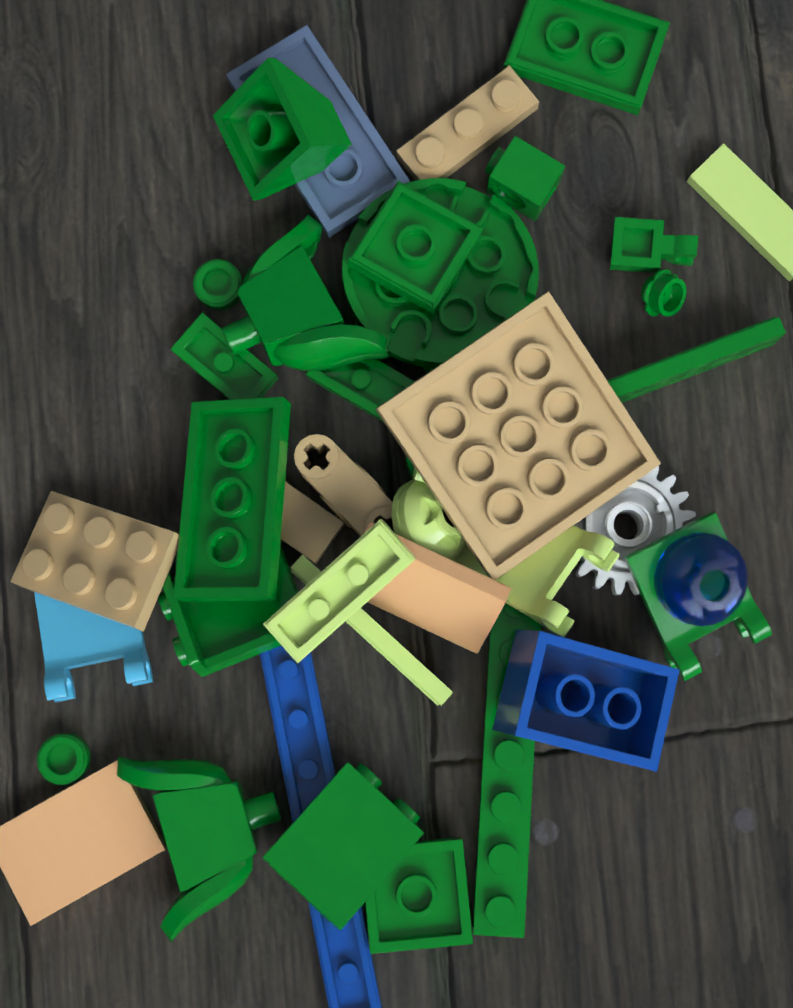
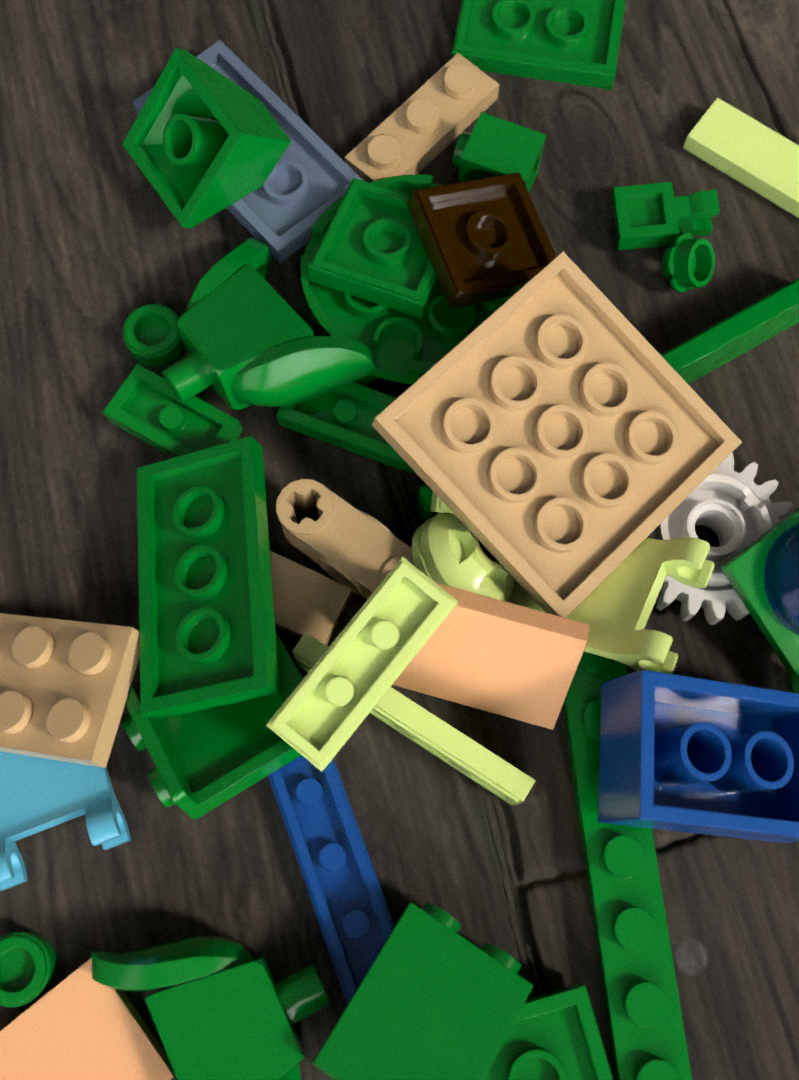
camera: 15 degrees left, 10 degrees down
(494, 255) = (481, 237): none -> dark brown tile

